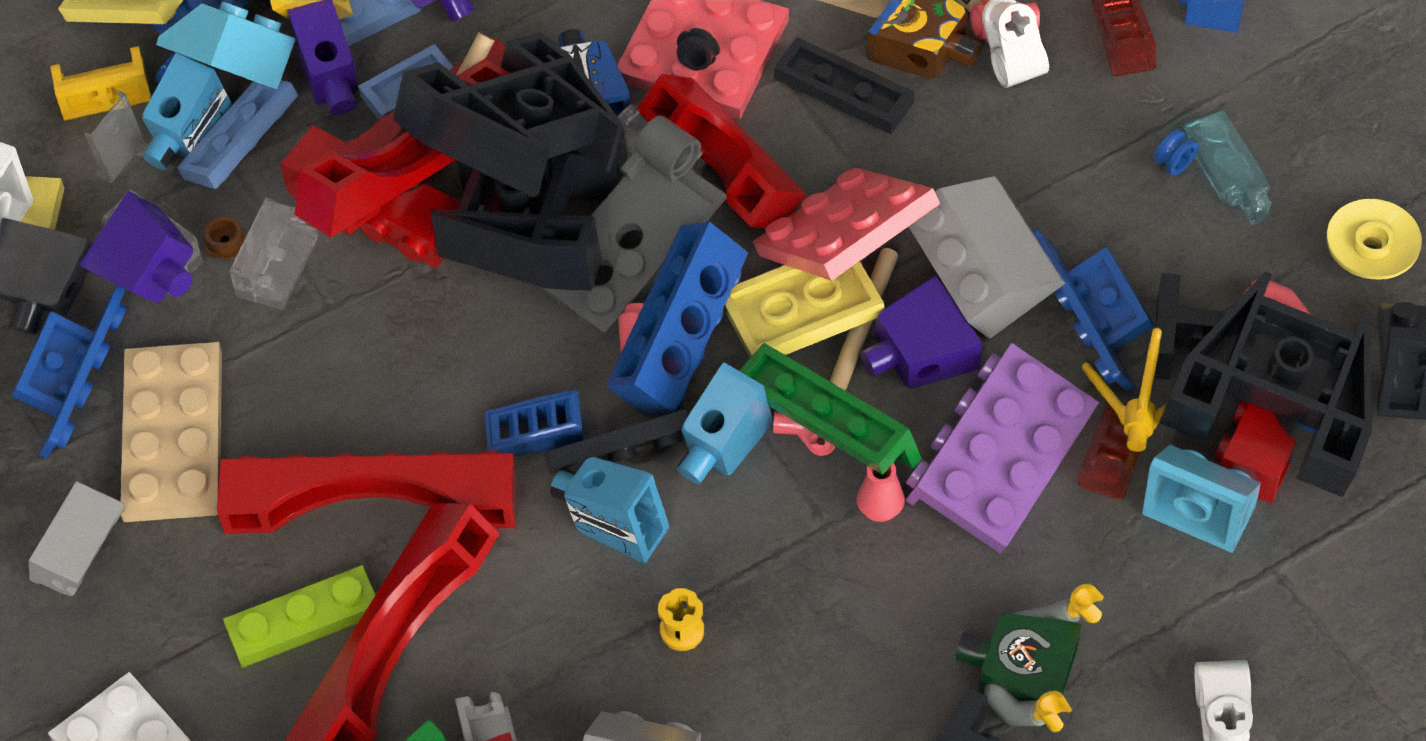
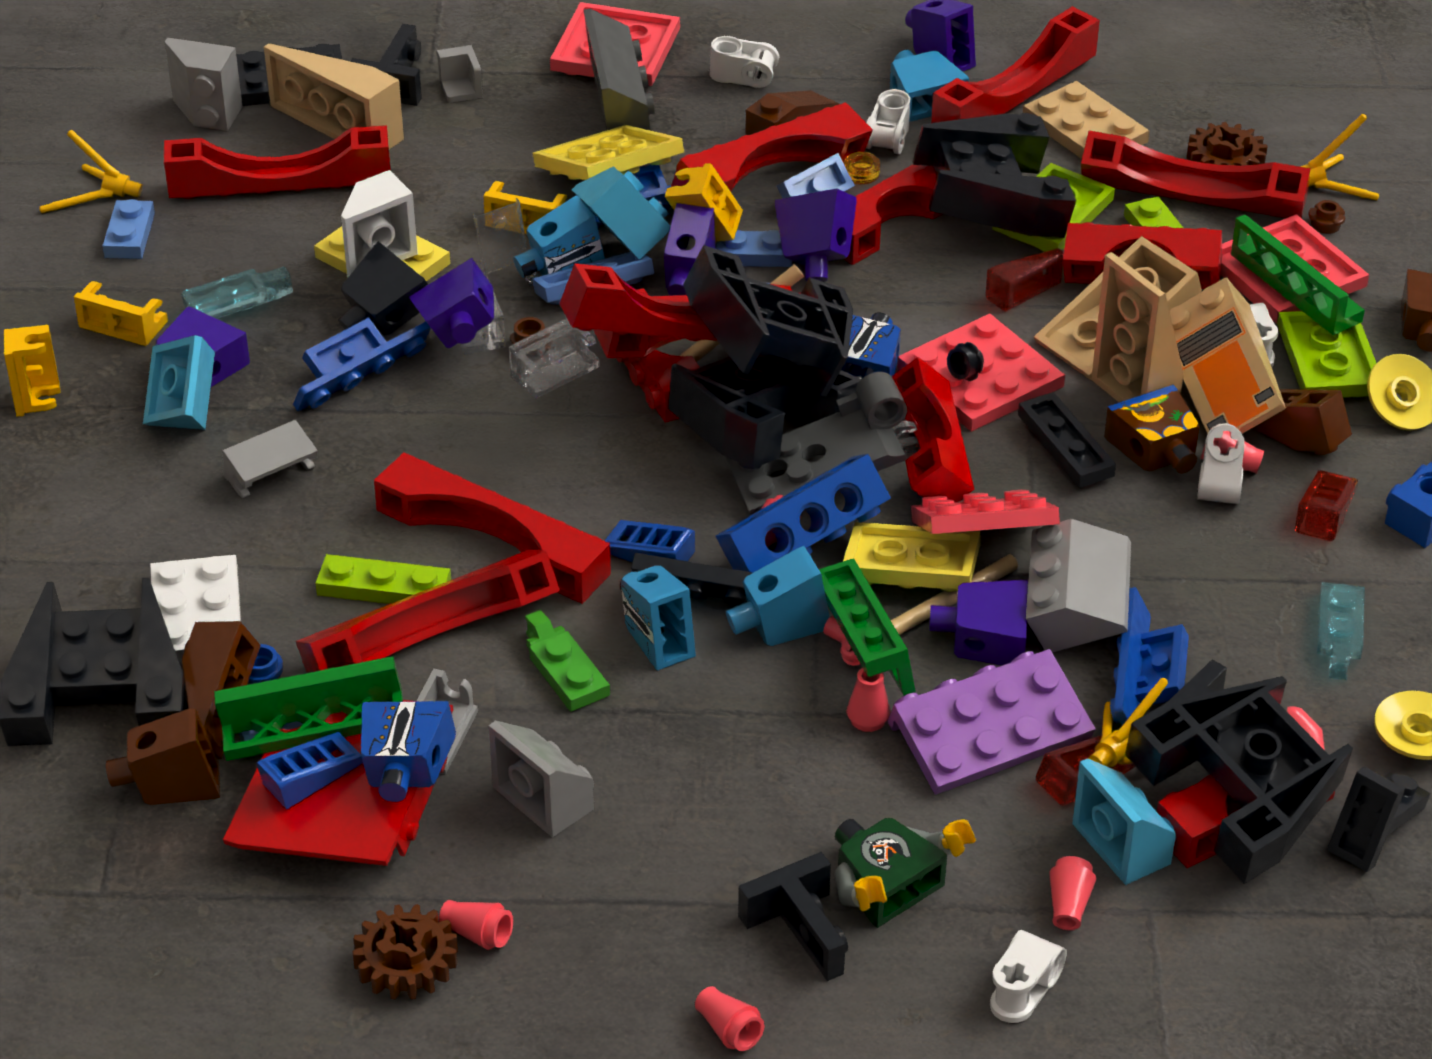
camera: 30 degrees right, 15 degrees down
(171, 431) = (401, 418): tan plate -> none
(554, 609) = (564, 663): none -> bright green hinge
(691, 627) = (647, 714): yellow bush -> none
(1176, 152) = (1302, 605): blue bush -> none
(1200, 591) = (1071, 888): none -> coral cone

